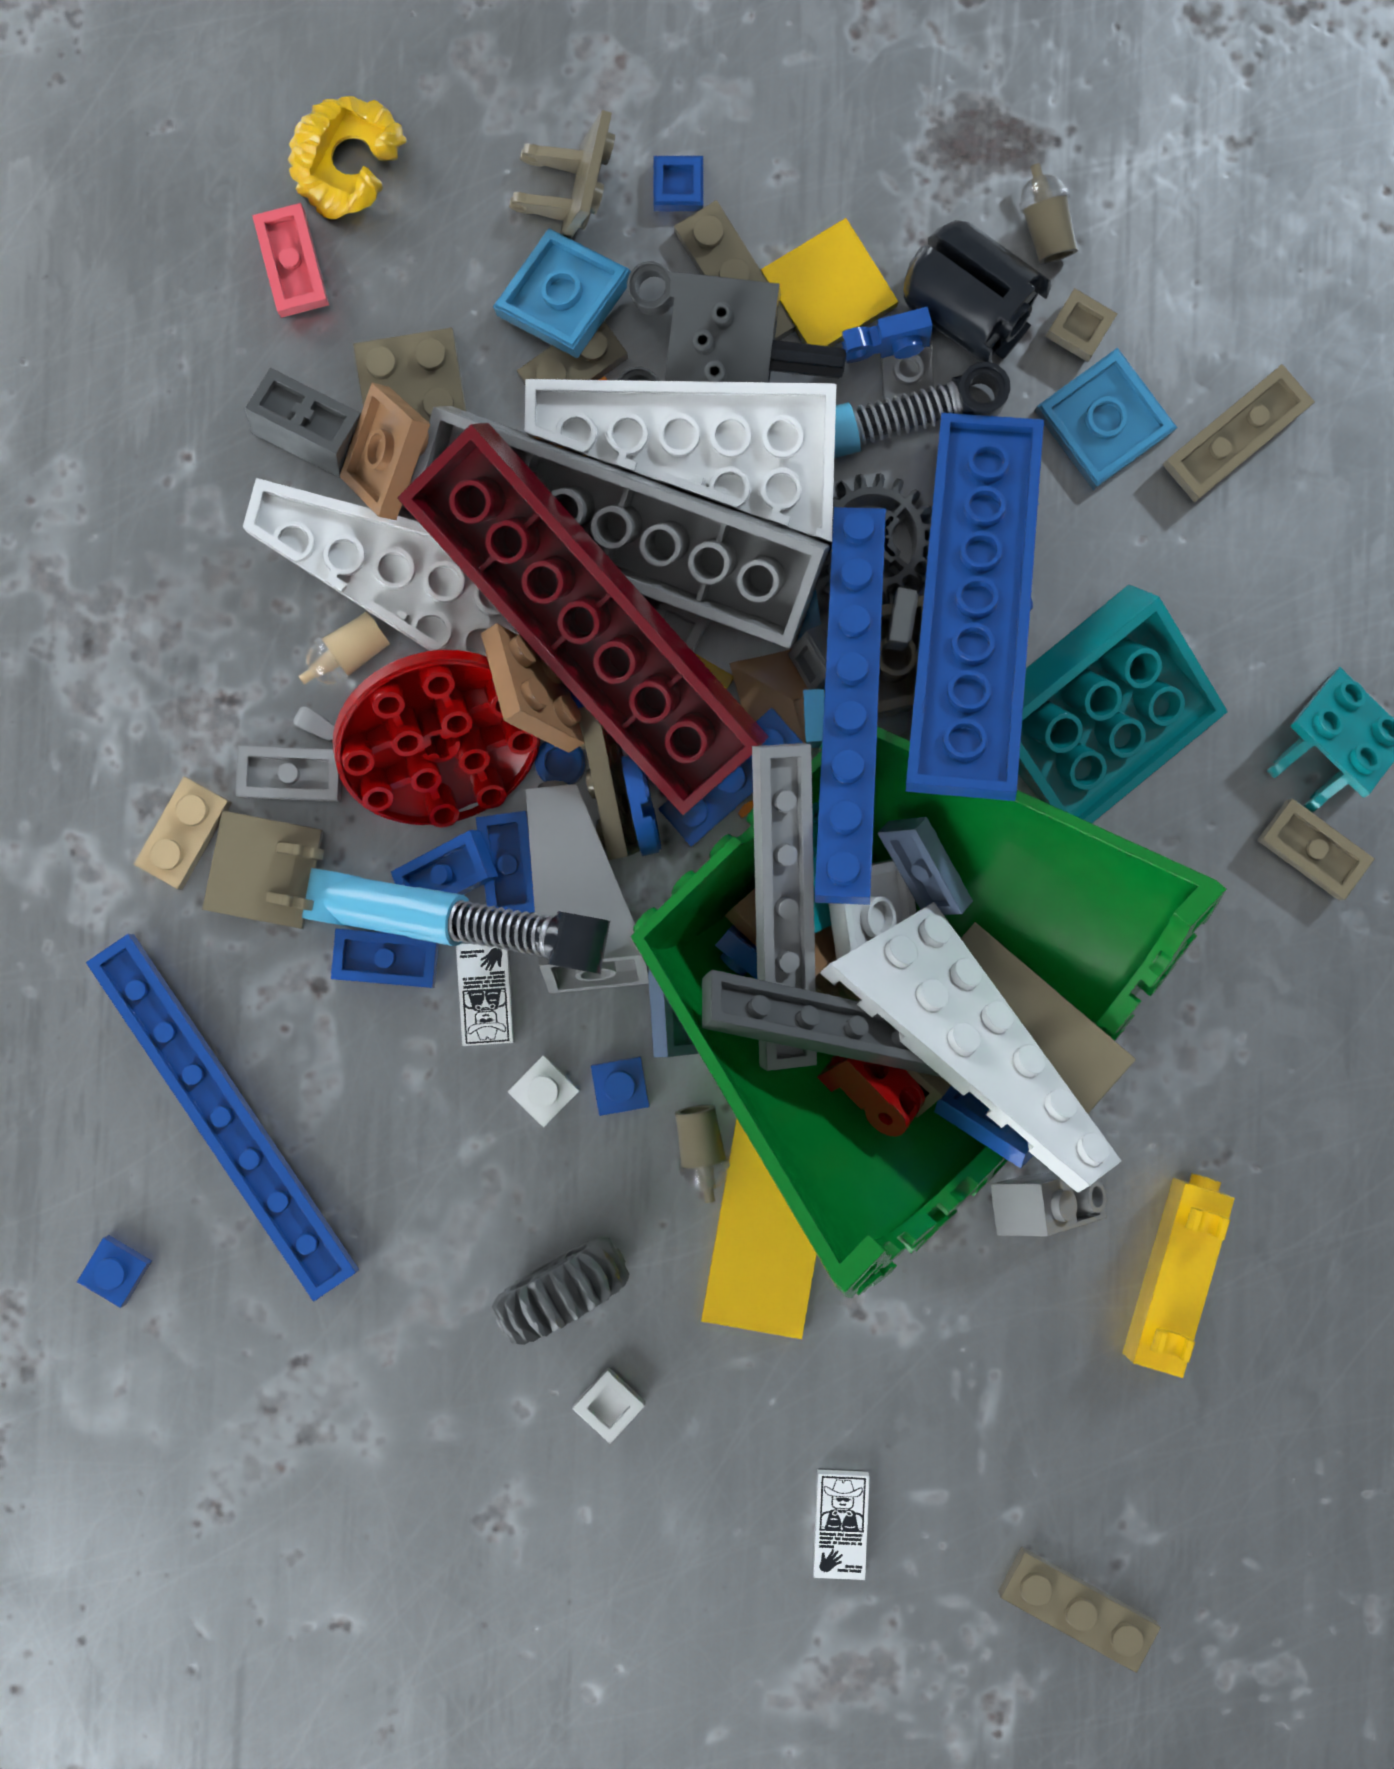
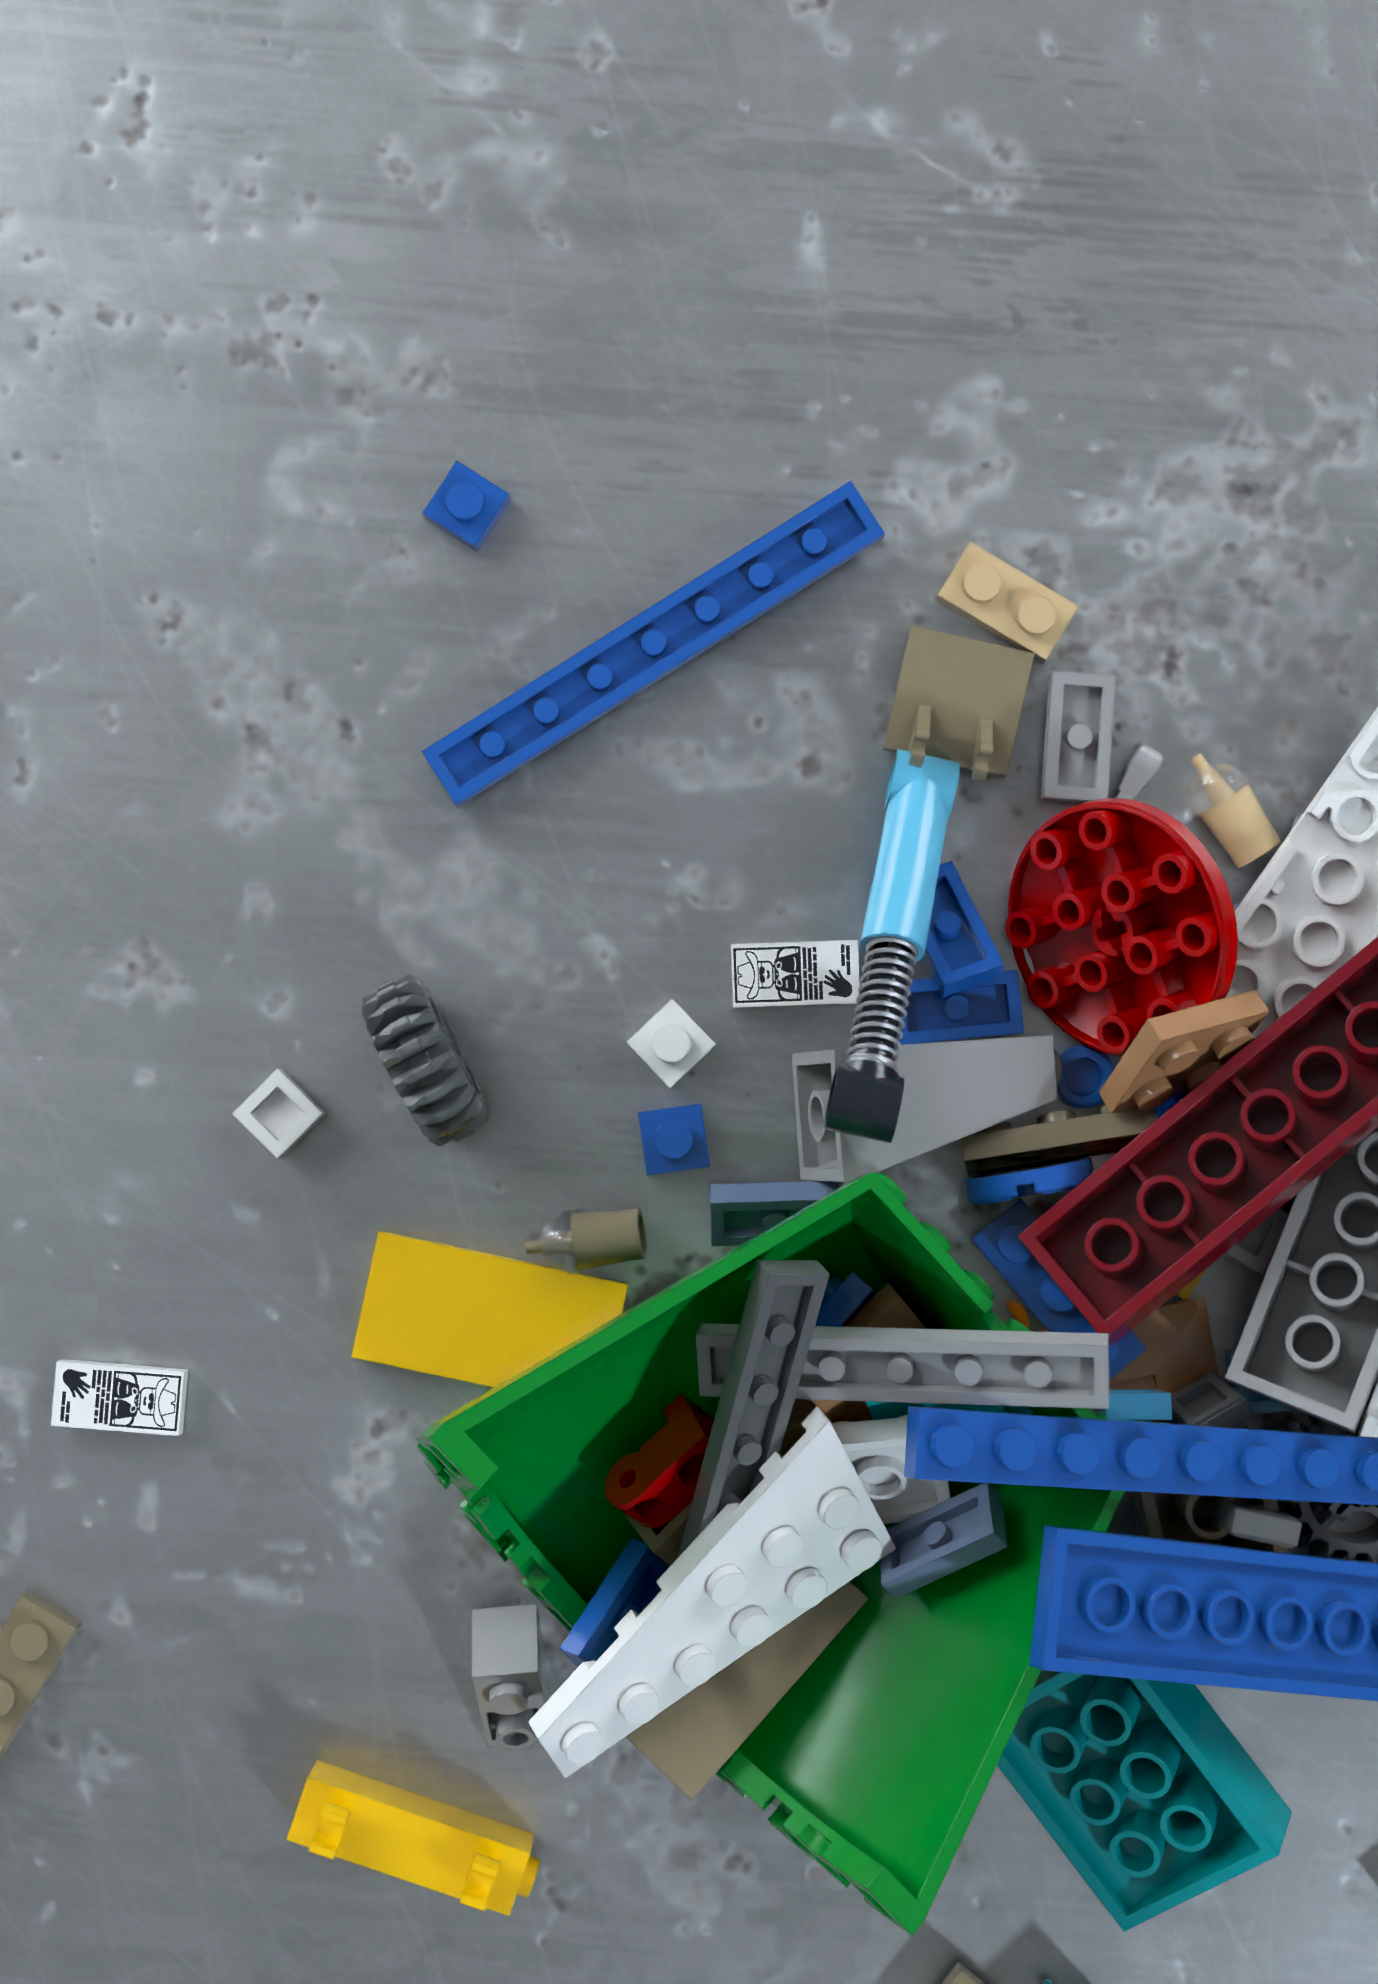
camera: 90 degrees right, 0 degrees up
(383, 958) = (843, 850): blue plate -> none

